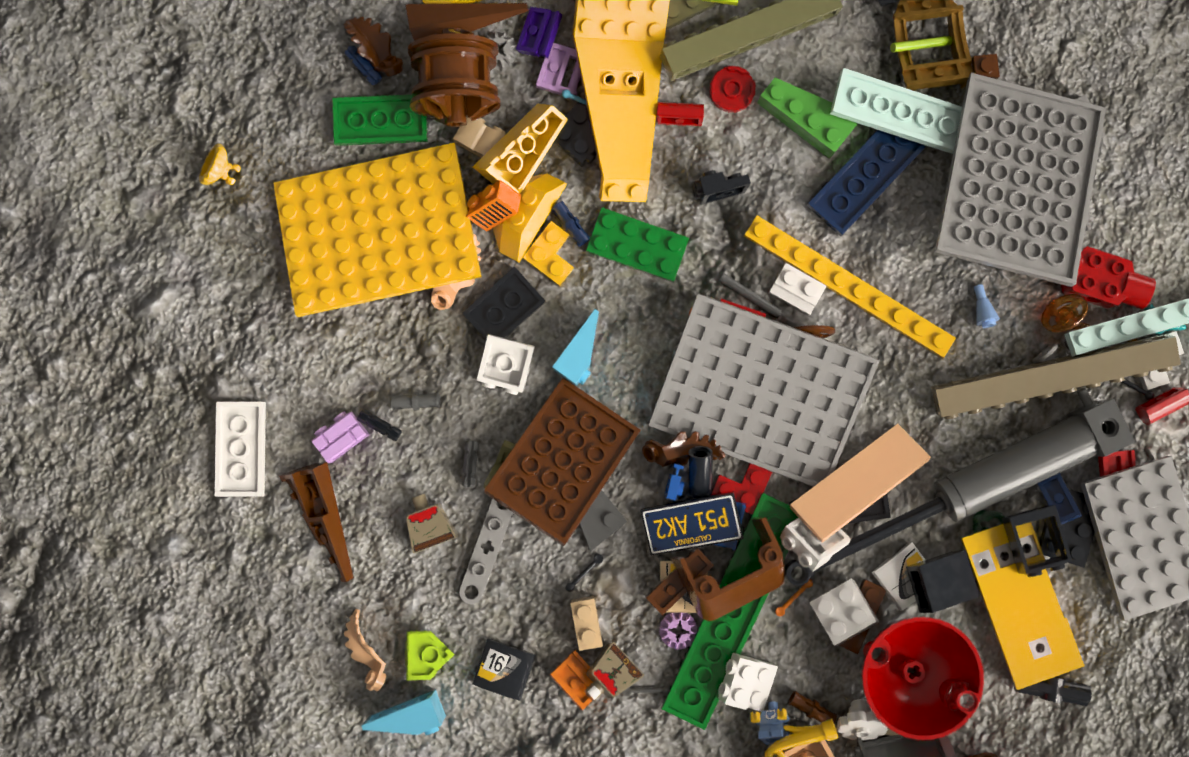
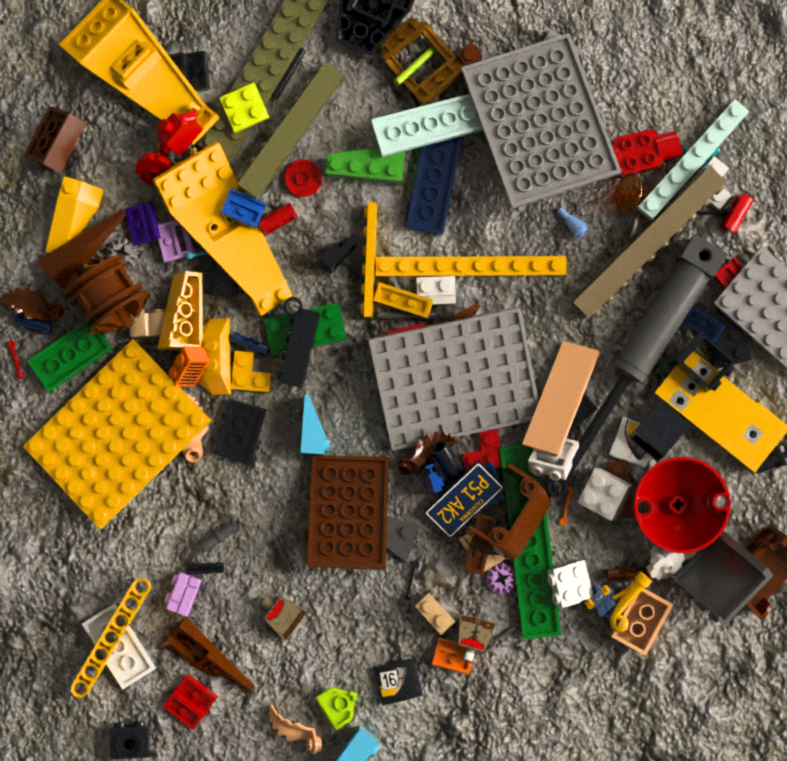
camera: 35 degrees left, 0 degrees up
(203, 553) = (138, 732): none -> black brick
(225, 439) = (104, 644): none -> yellow beam
(277, 553) = (190, 701): none -> red slope
(328, 72) = (12, 344): none -> red hinge
(483, 563) = (336, 618): light grey piece -> none
(505, 364) = (266, 470): white plate -> none
(622, 256) = (300, 345): none -> black hinge
(651, 79) = (243, 209): none -> blue plate
(753, 207) = (369, 252): none -> yellow plate
(758, 277) = (403, 300): none -> yellow plate

